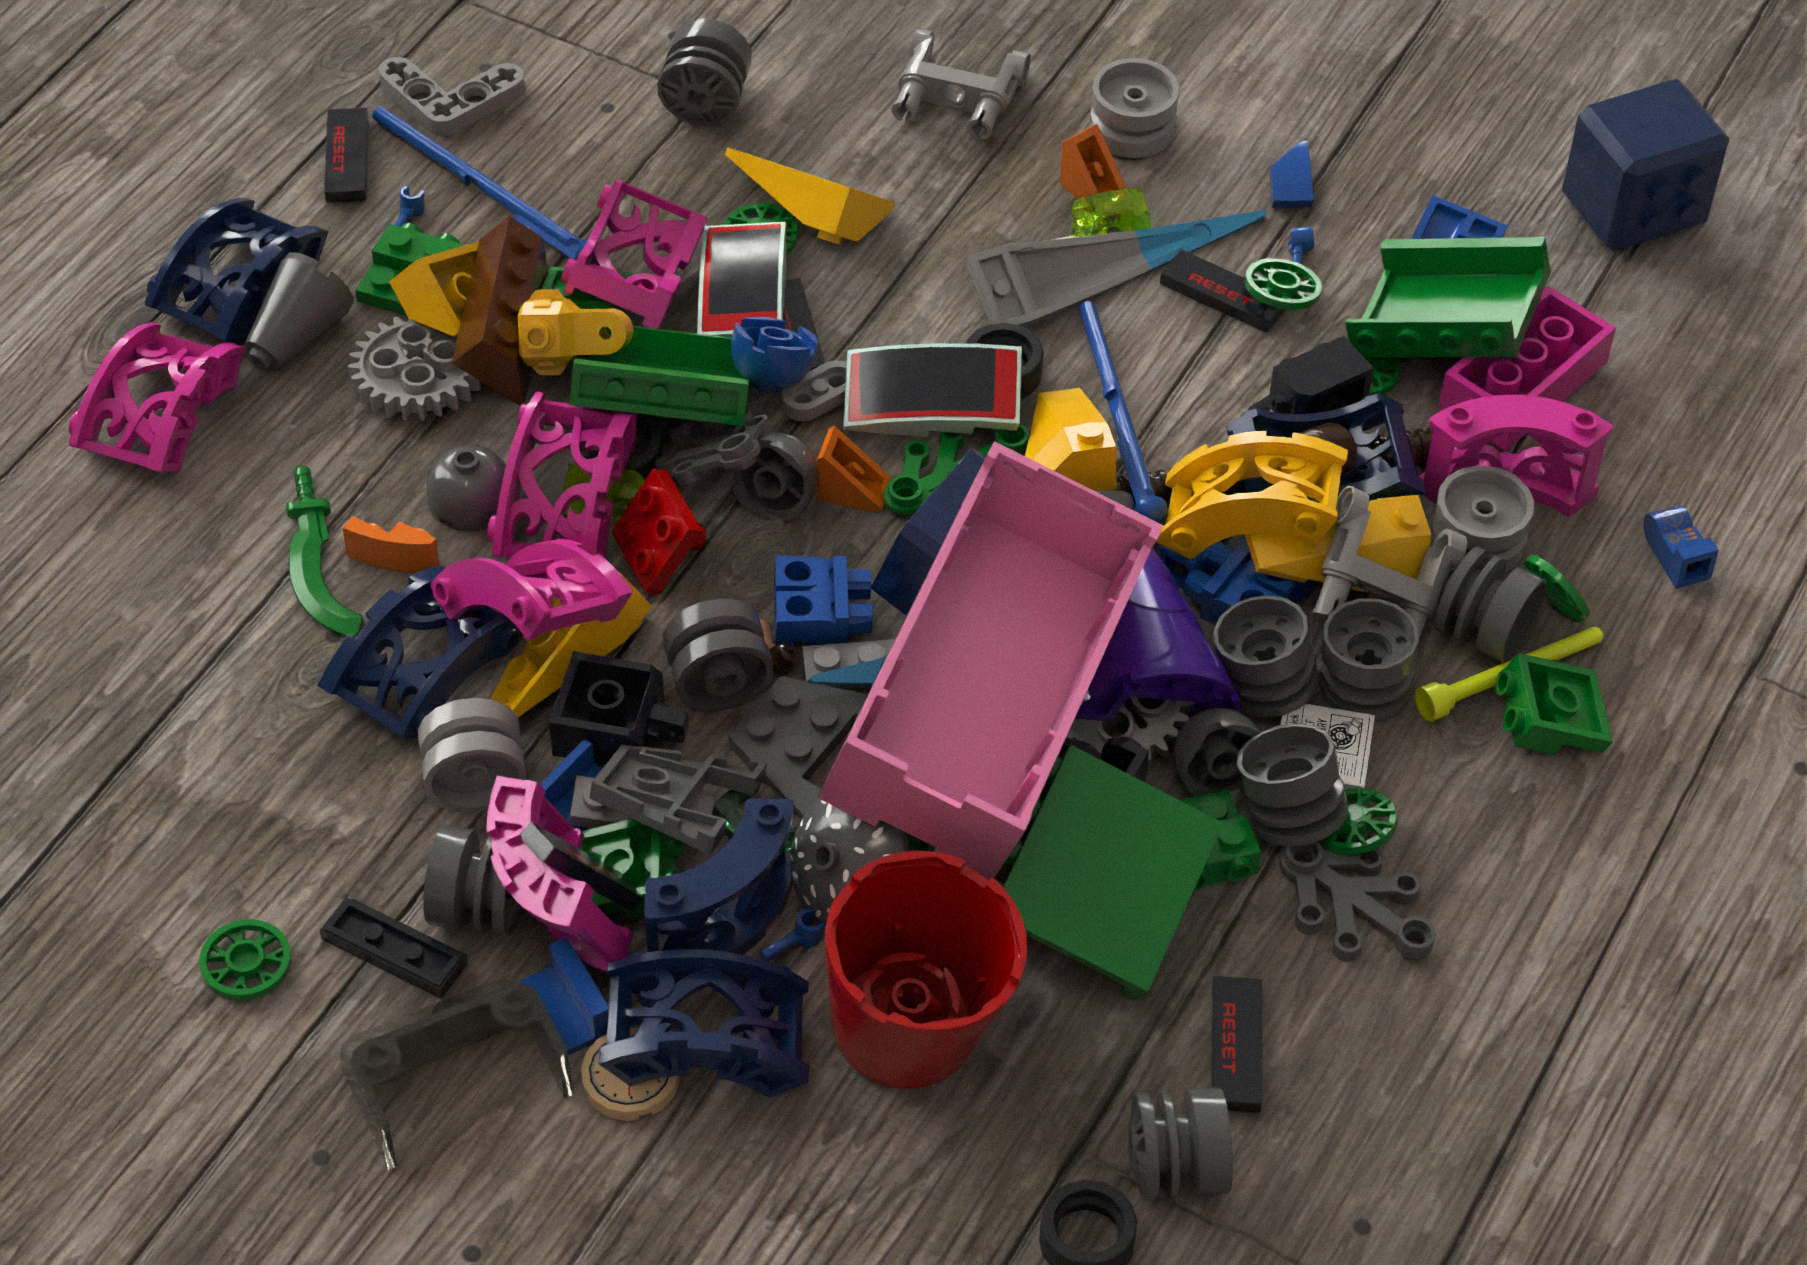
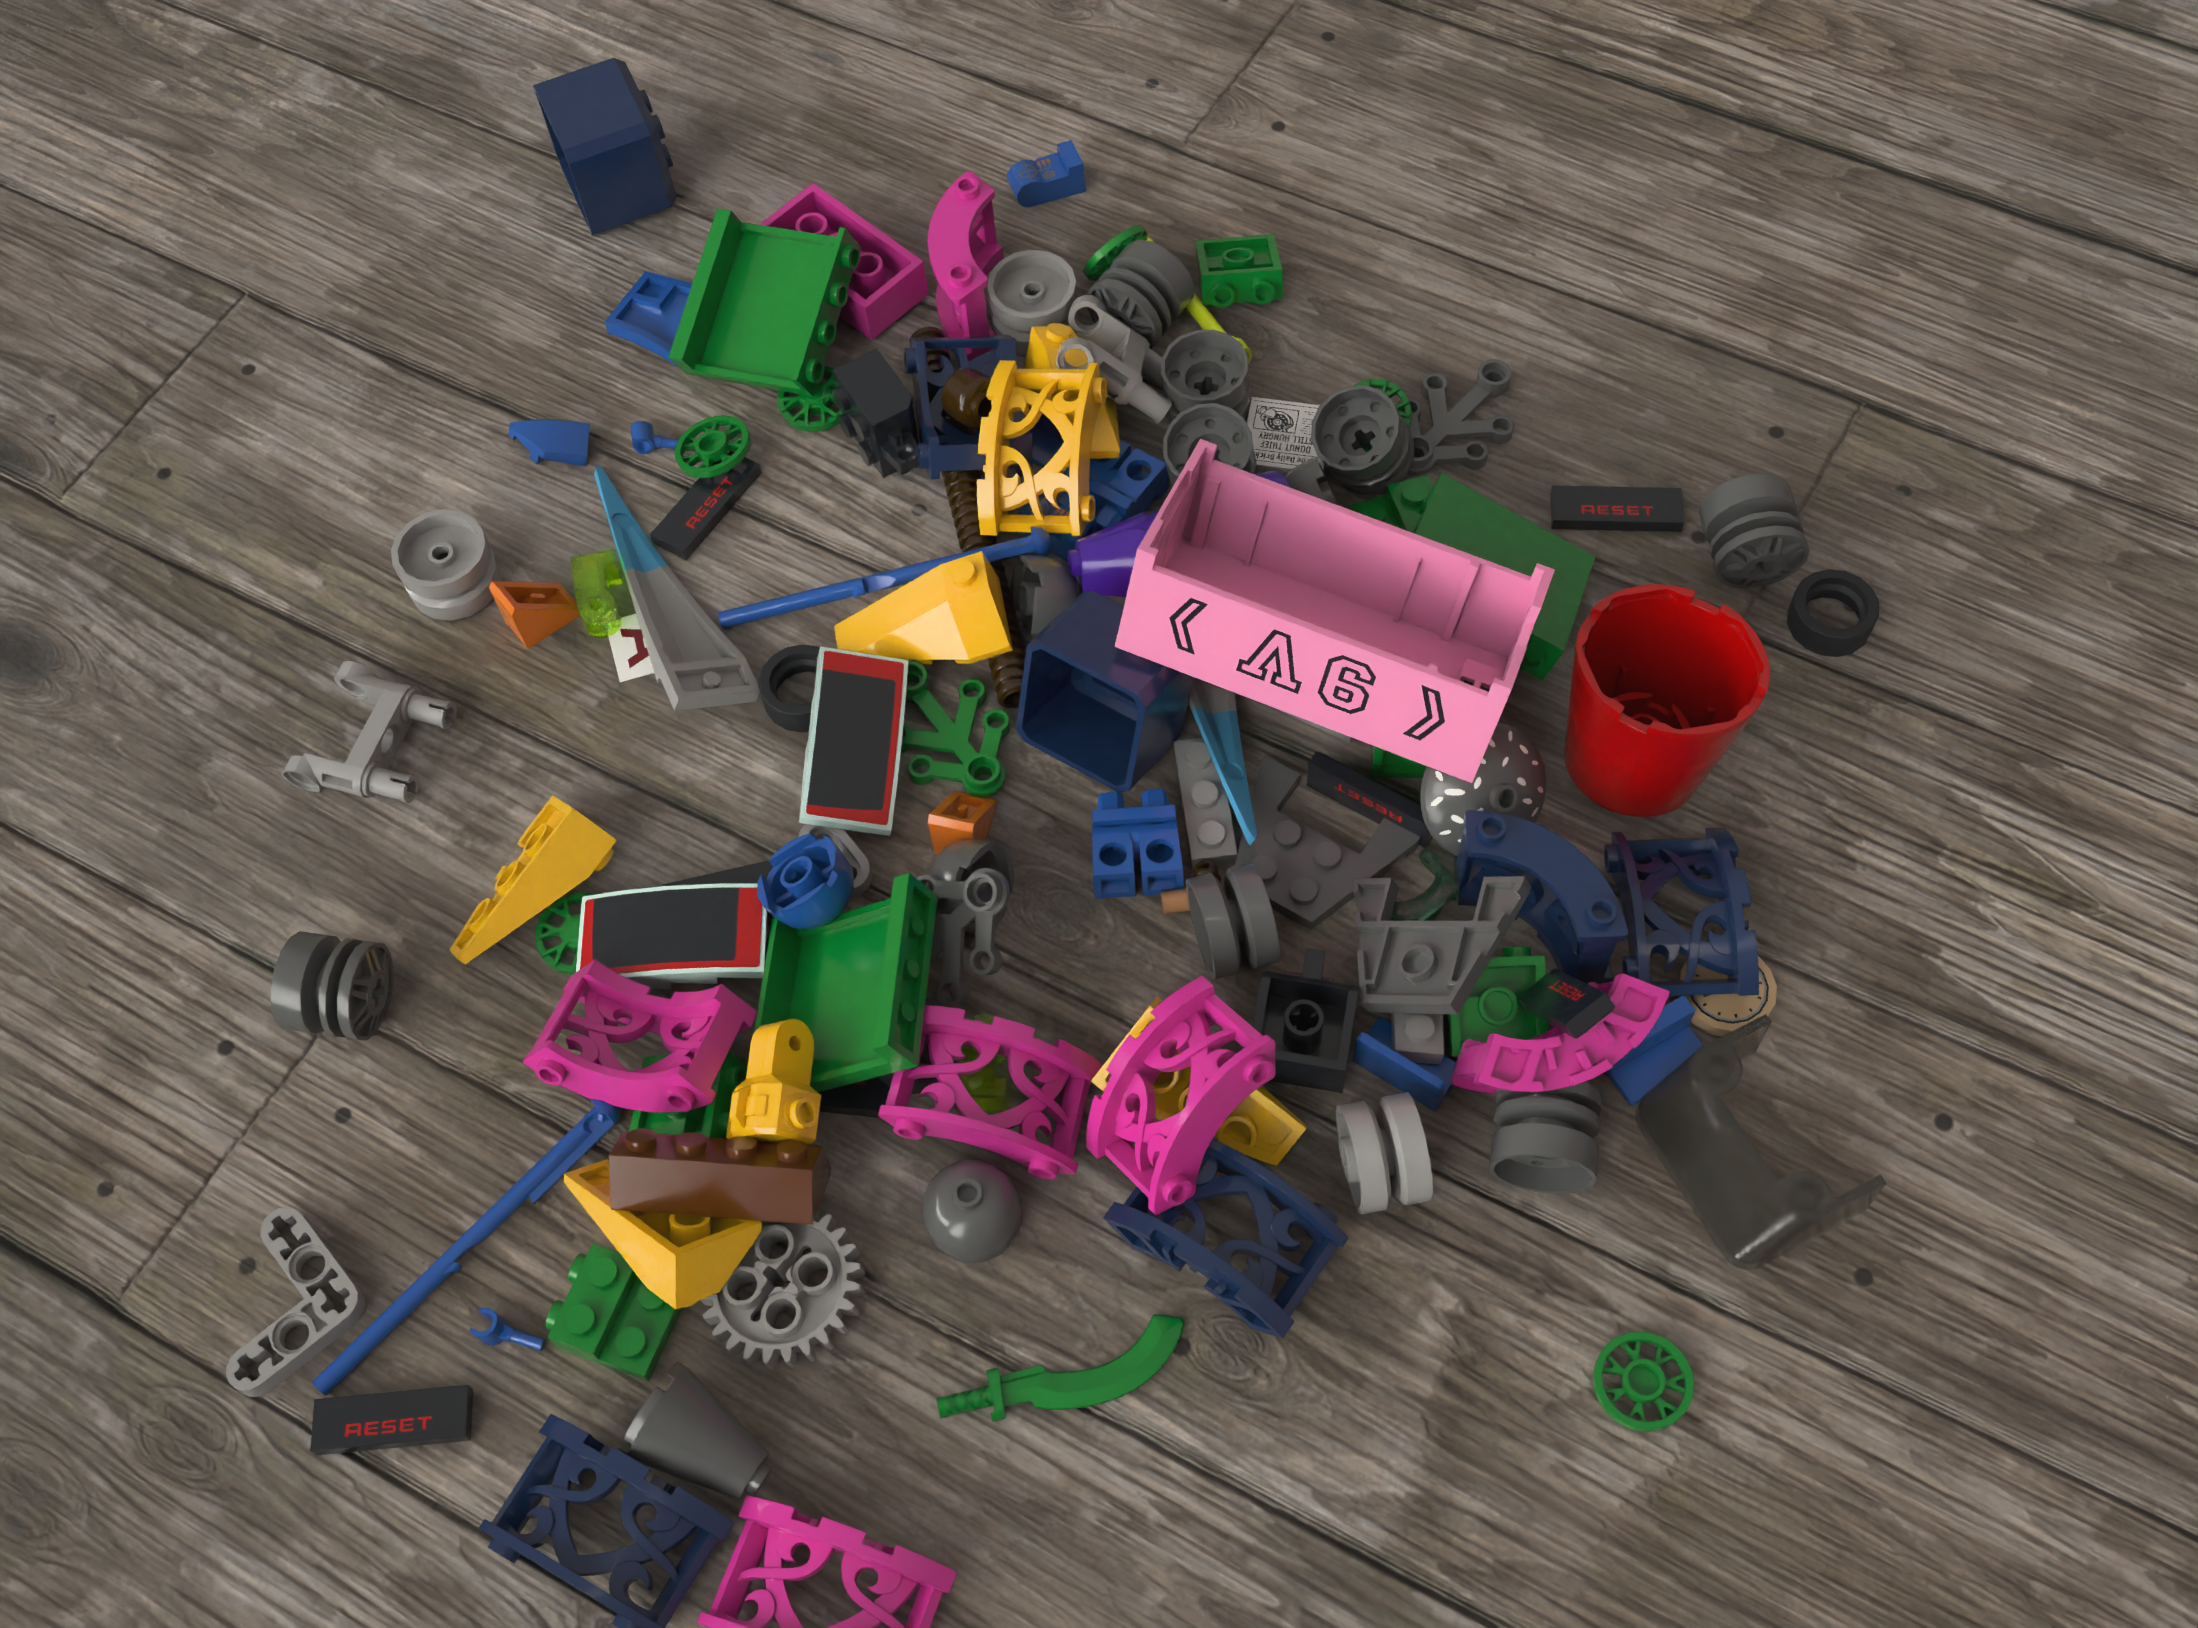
camera: 85 degrees left, 10 degrees up
(394, 947) = (1604, 1230): black tile -> none
(399, 550) = (1067, 1272): orange slope -> none
(657, 531) = (1059, 990): red plate -> none

